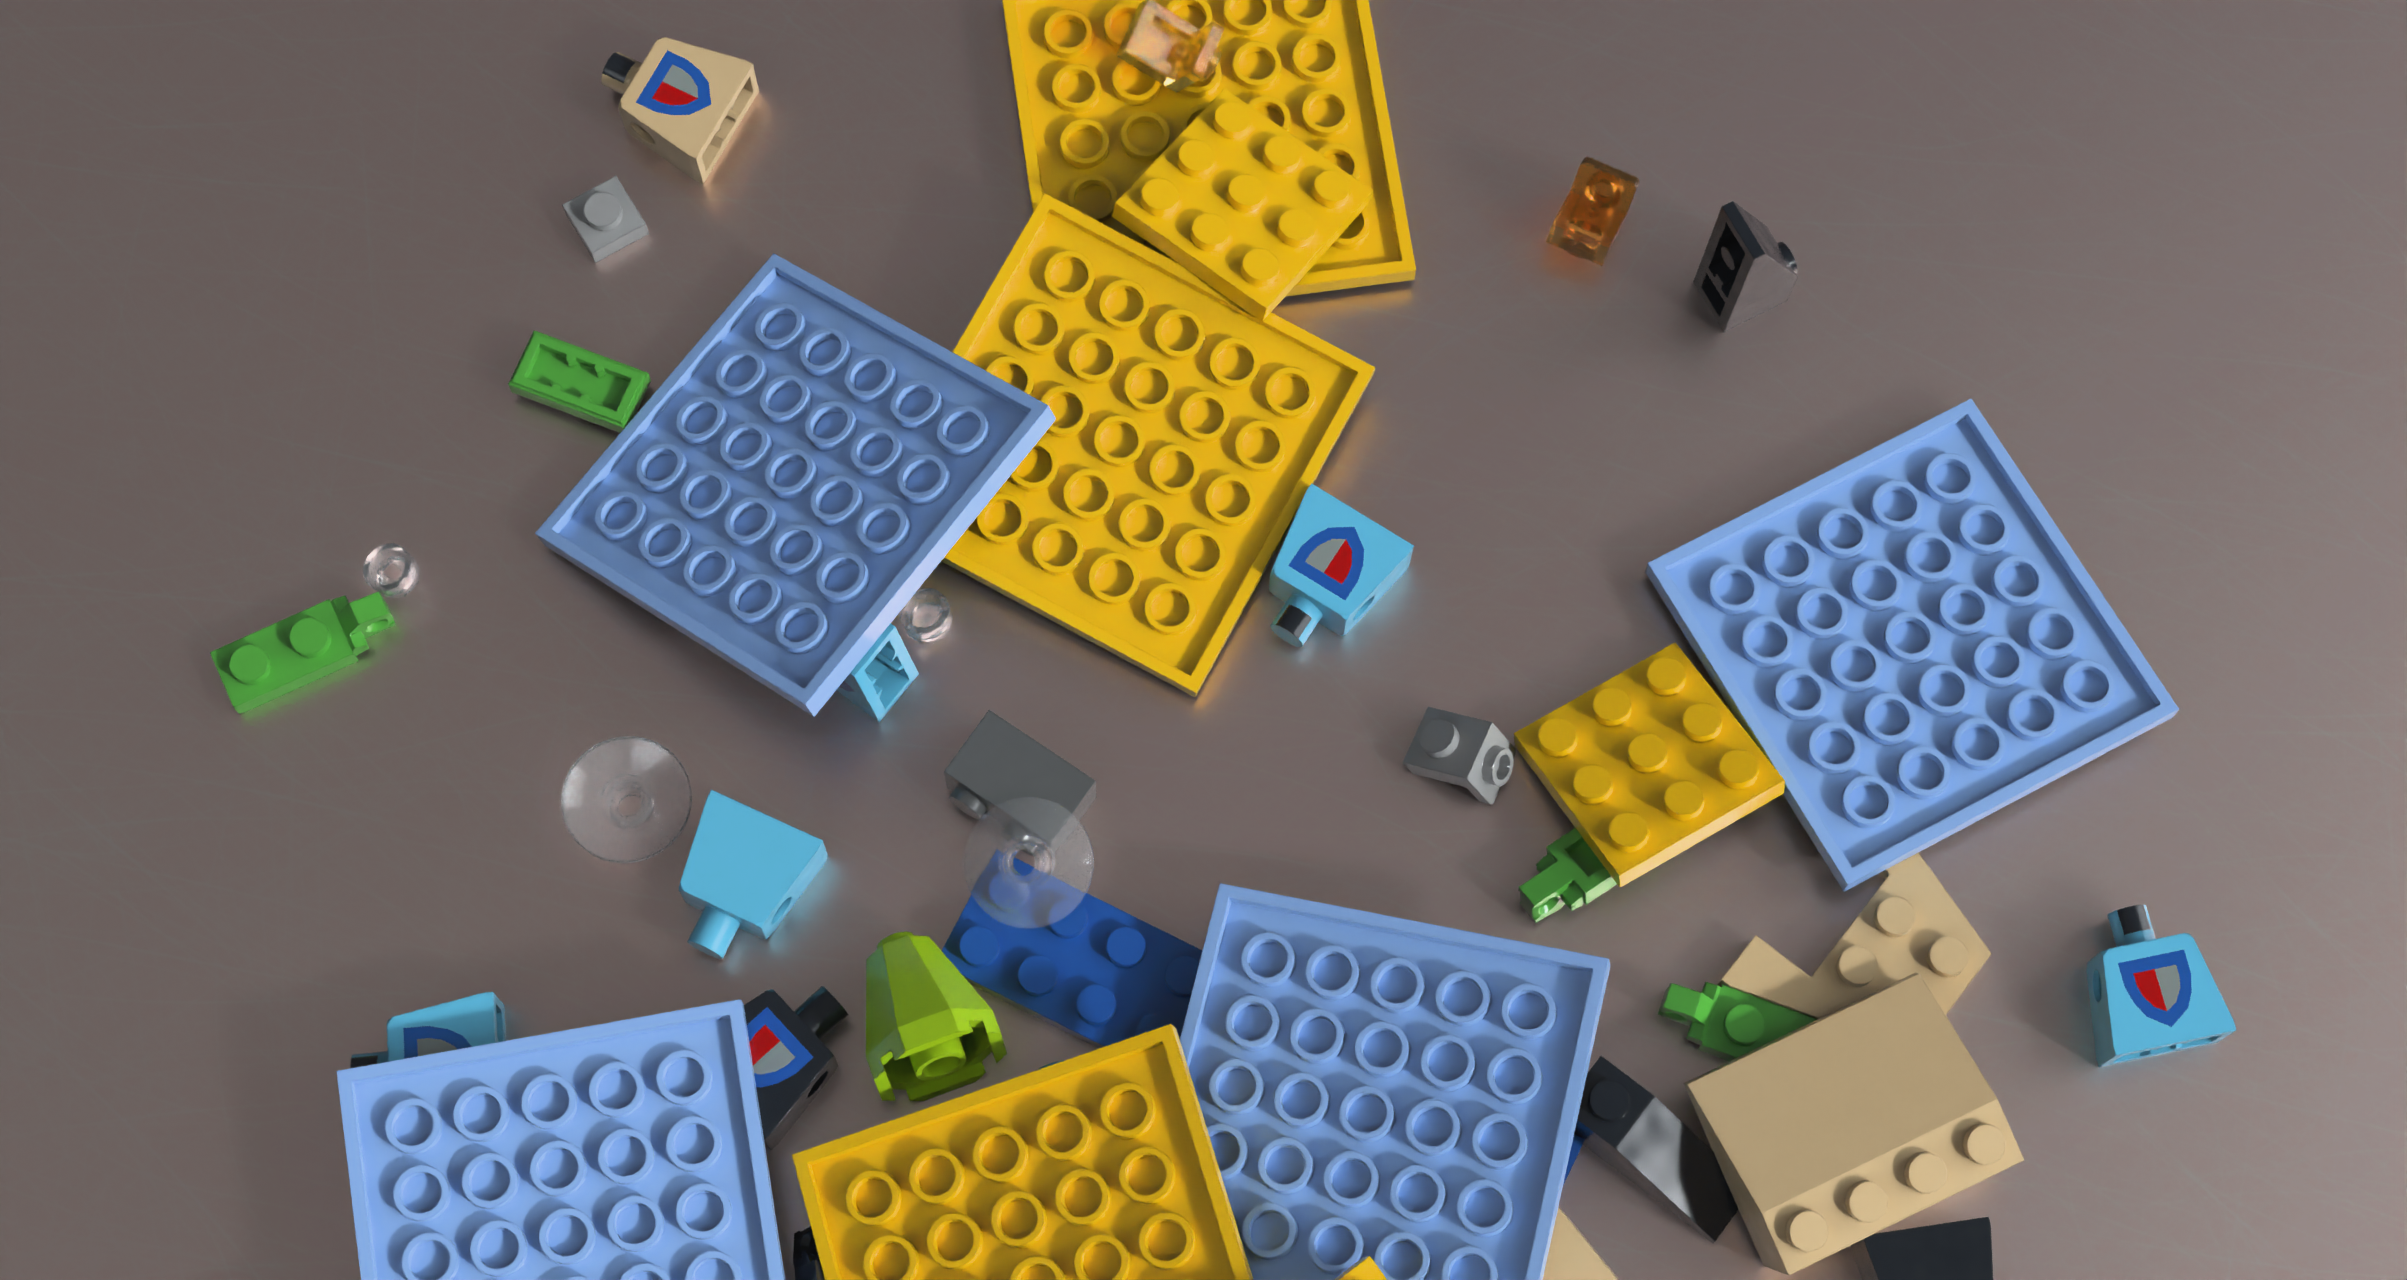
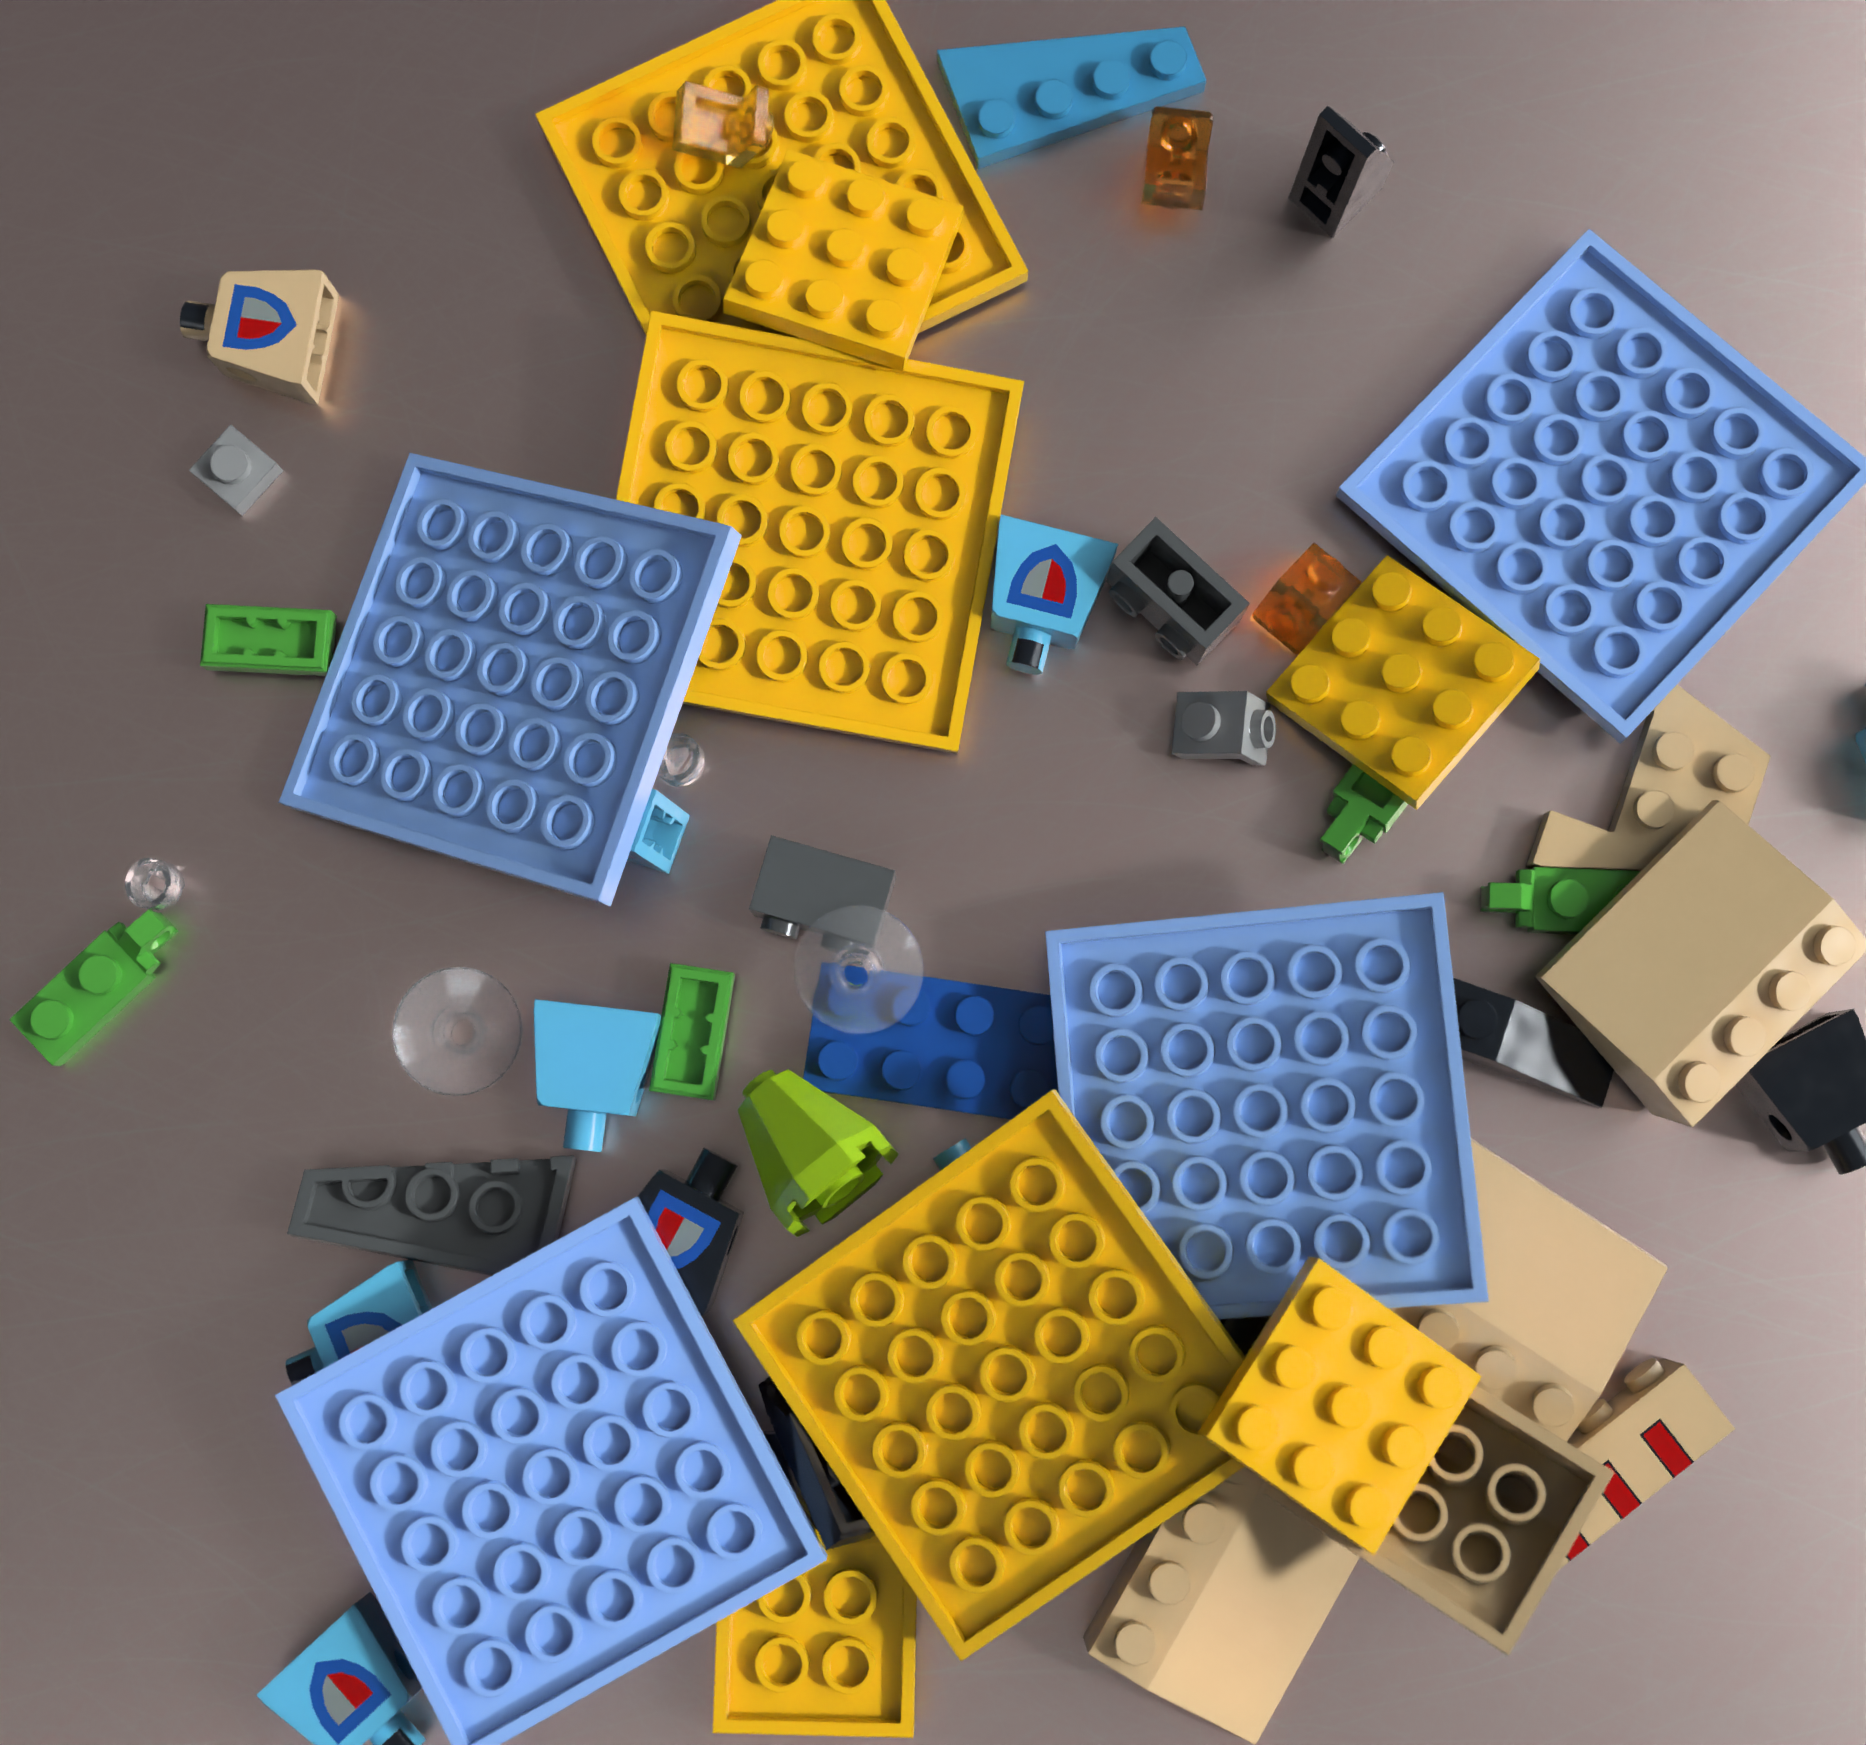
camera: 15 degrees left, 10 degrees up
(543, 963) = (438, 1212): none -> dark grey wing
(849, 875) = (692, 1031): none -> bright green plate
(1454, 609) = (1174, 593): none -> dark grey brick
(1504, 113) = (1055, 89): none -> dark azure wing
(1581, 656) = (1305, 598): none -> clear orange bracket

